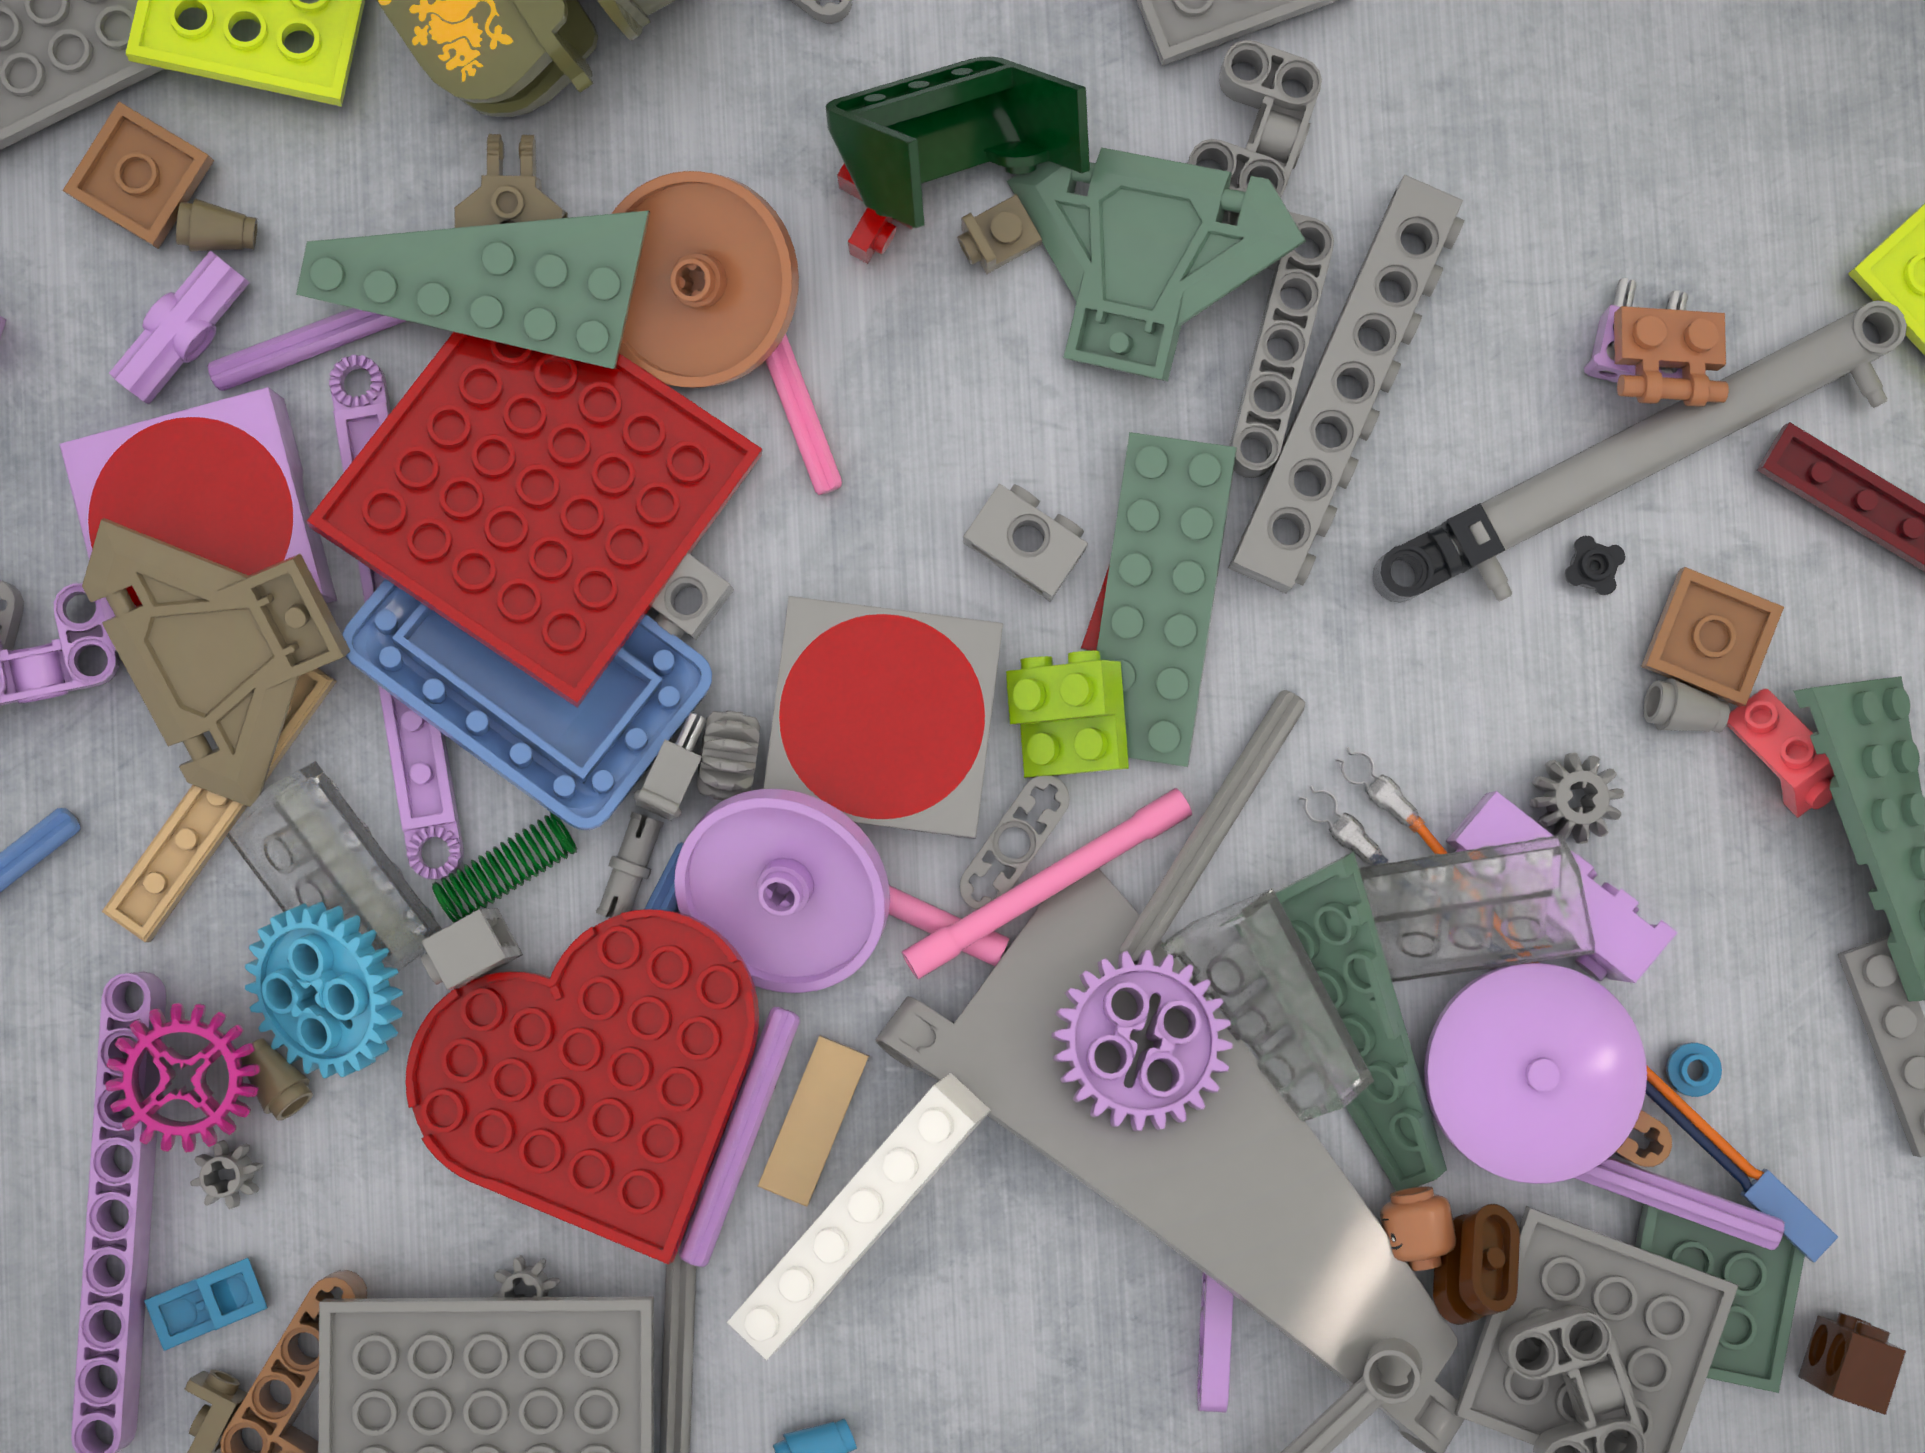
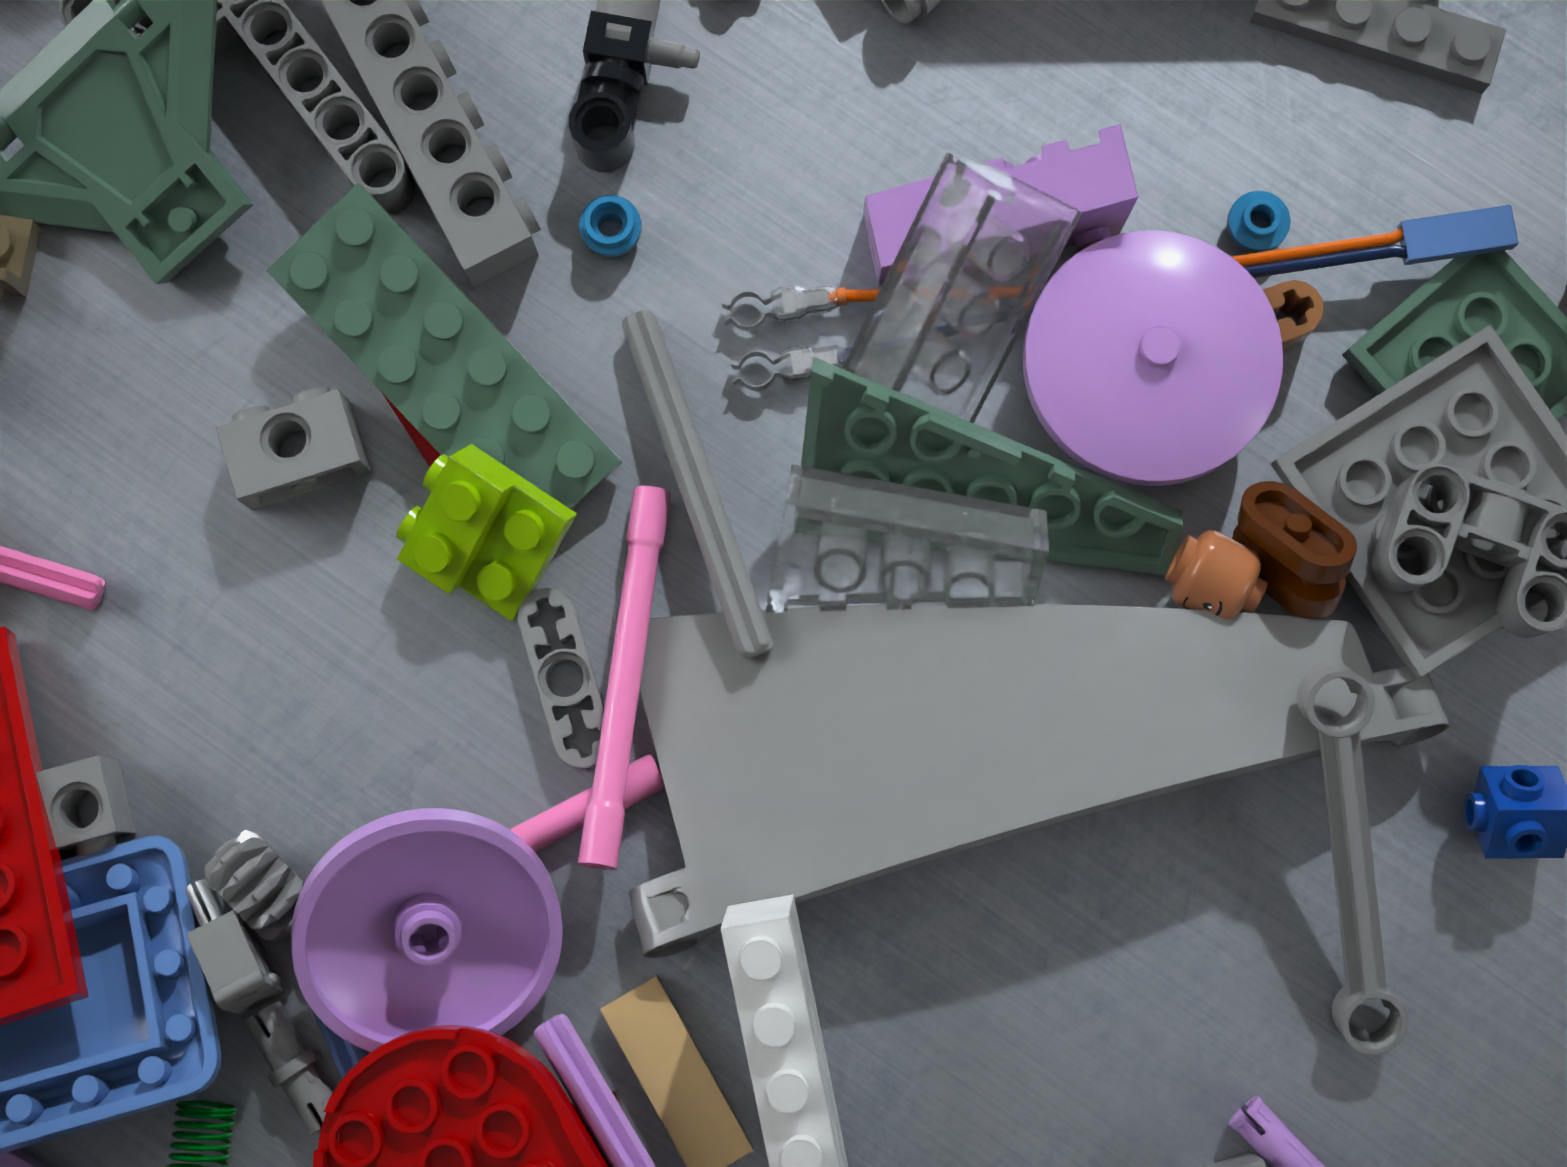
camera: 50 degrees left, 5 degrees down
(885, 713) = (342, 702): red tile -> none
(1188, 1057) = (787, 726): lavender gear -> none
(1214, 1346) = (1183, 856): lavender beam -> none
(1359, 628) = (610, 208): none -> dark azure plate
(1594, 803) = (931, 111): light grey gear -> none
(1687, 1202) = (1377, 315): lavender axle -> none

